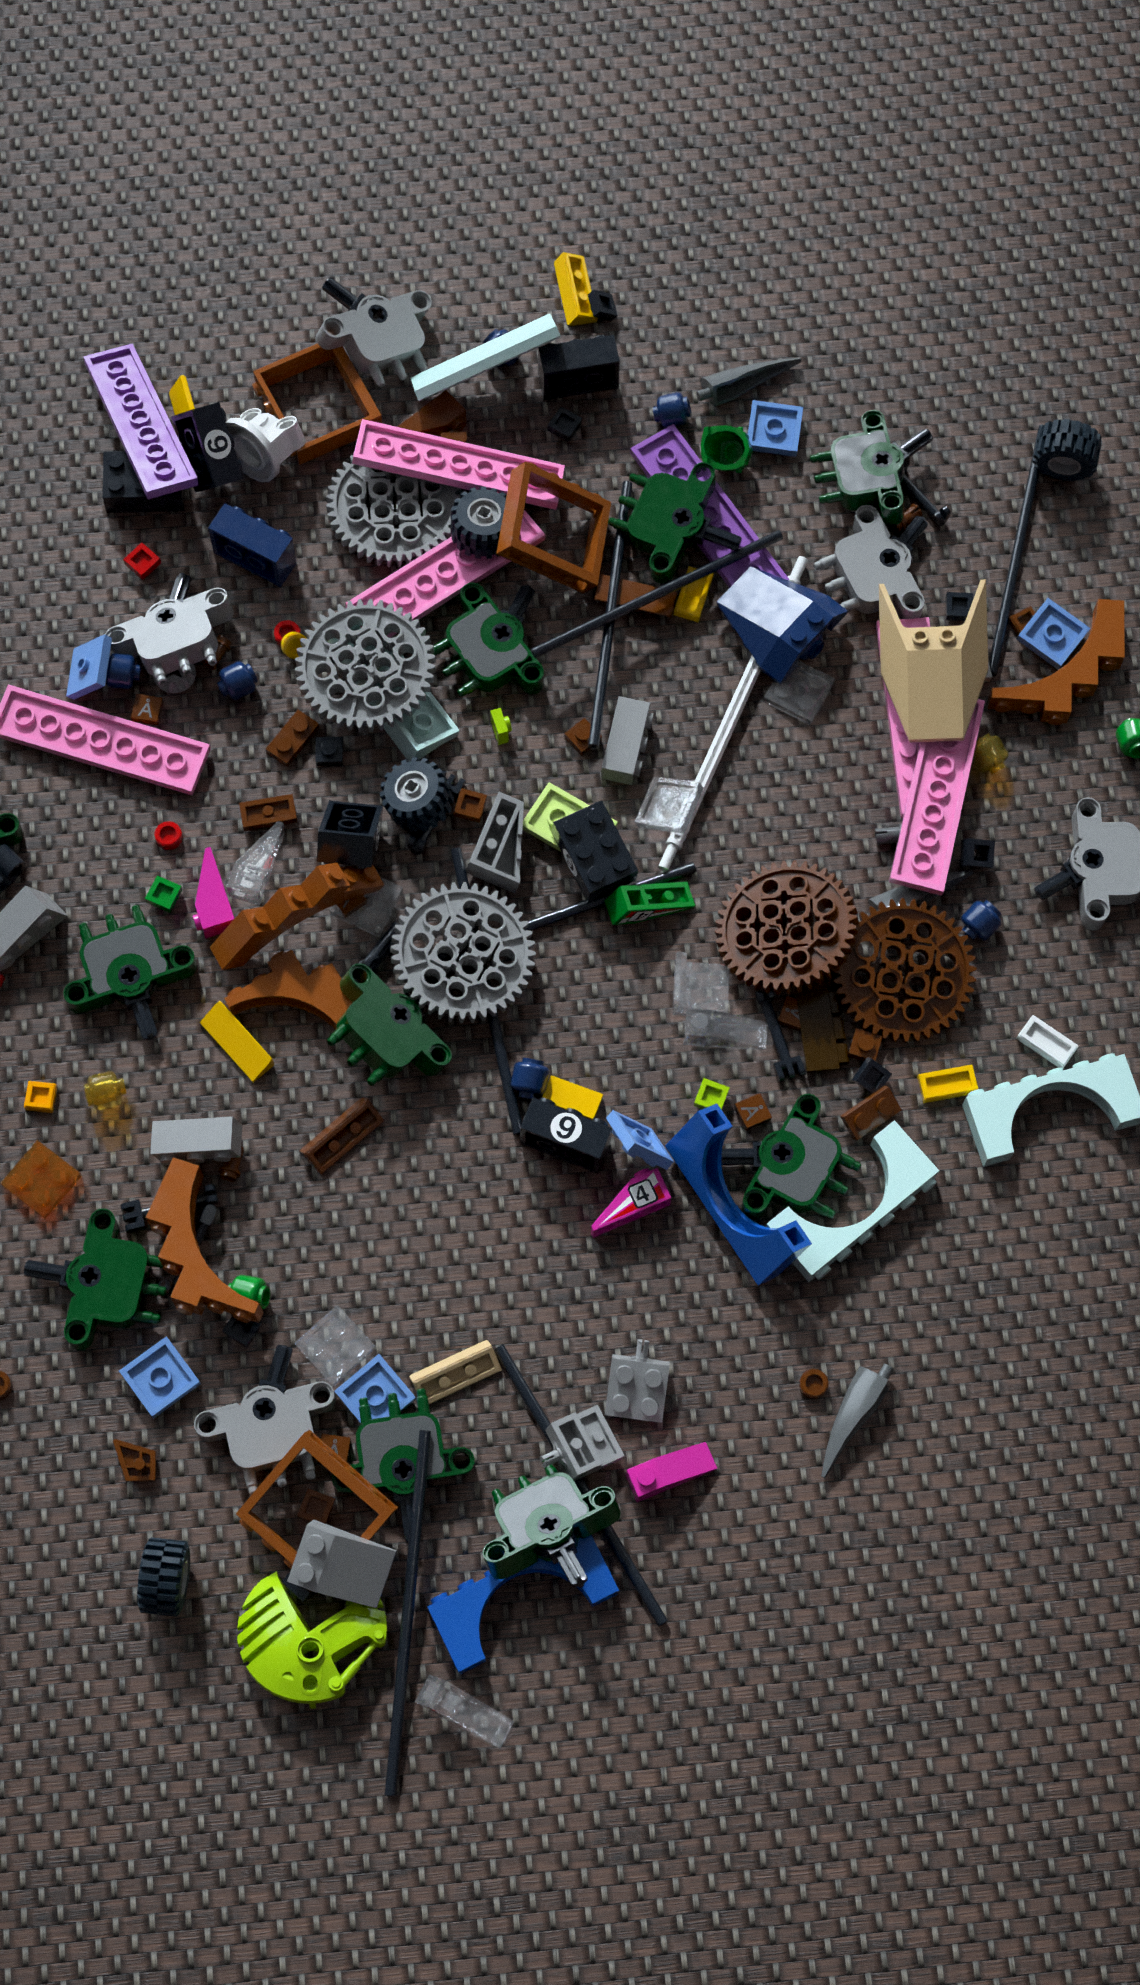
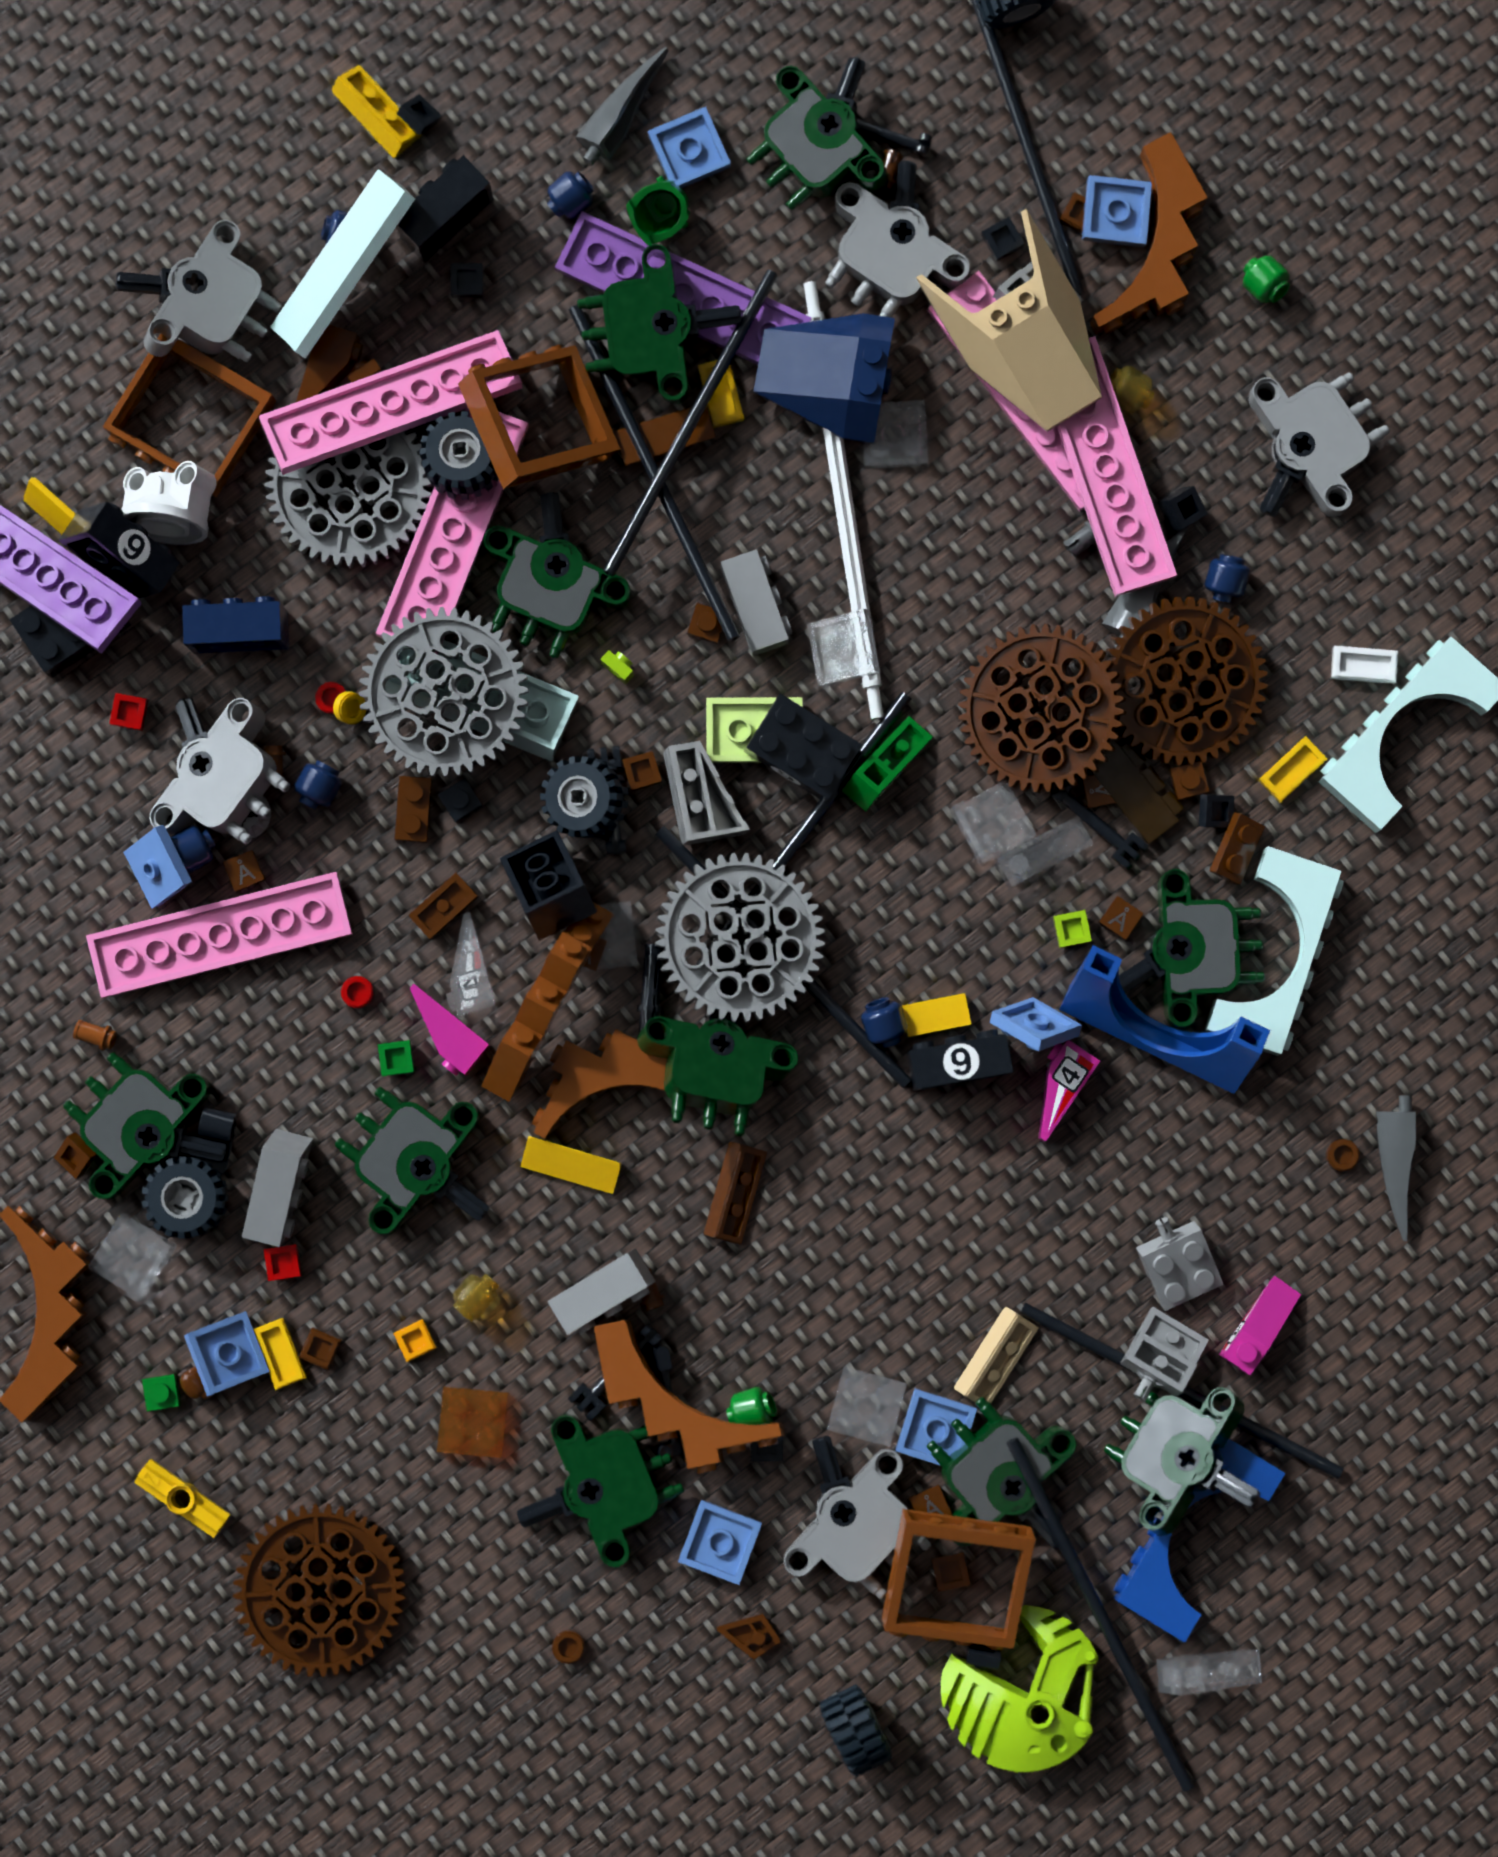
camera: 30 degrees left, 15 degrees up
(341, 1564) = (1017, 1618): light grey slope -> none

